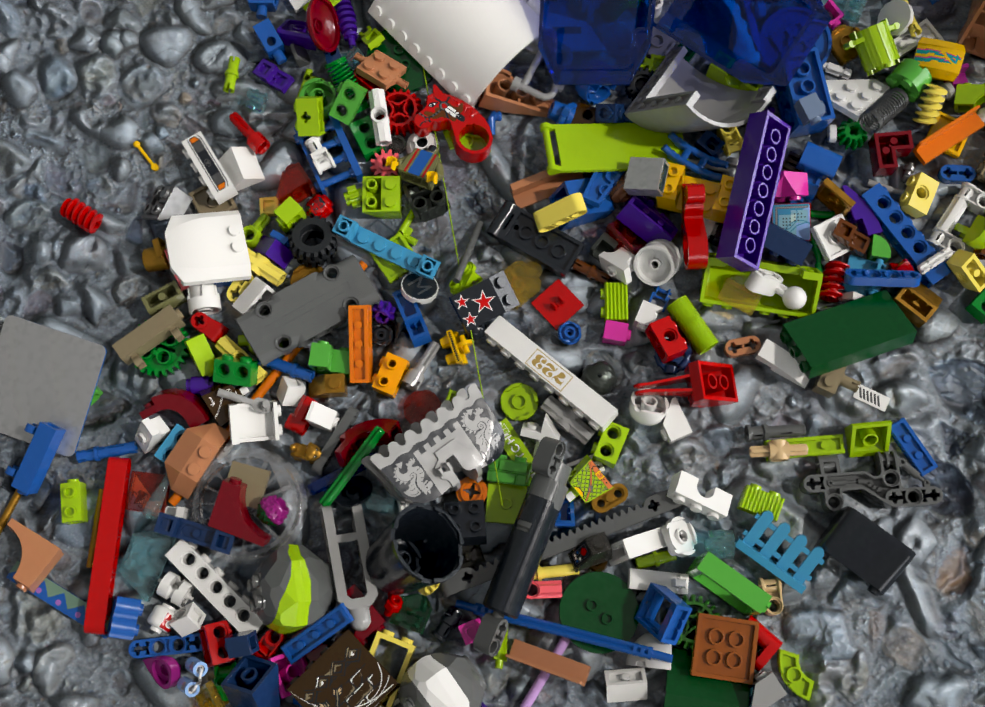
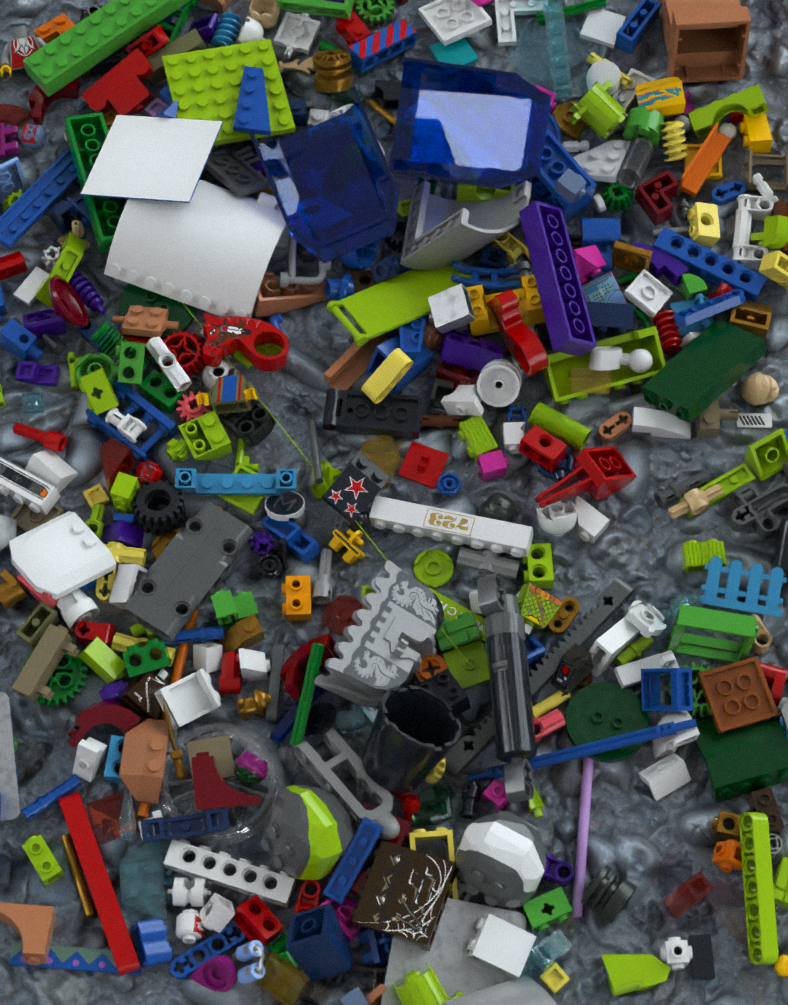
camera: 30 degrees left, 10 degrees down
(220, 467) = (176, 755): none -> pearl gold sword
(242, 644) = (284, 906): dark blue brick -> none
(258, 404) = (185, 679): light grey piece -> none
(360, 343) = (255, 579): orange panel -> none
(372, 38) = (120, 297): lime plate -> none
(534, 431) = (459, 586): white slope -> none
(549, 662) = (584, 787): nougat panel -> none
(684, 491) = (630, 574): white arch -> none
(850, 238) = (664, 287): reddish brown slope -> none
(890, 372) = (759, 389): none -> tan hair
(934, 260) = (748, 273): white axle -> none

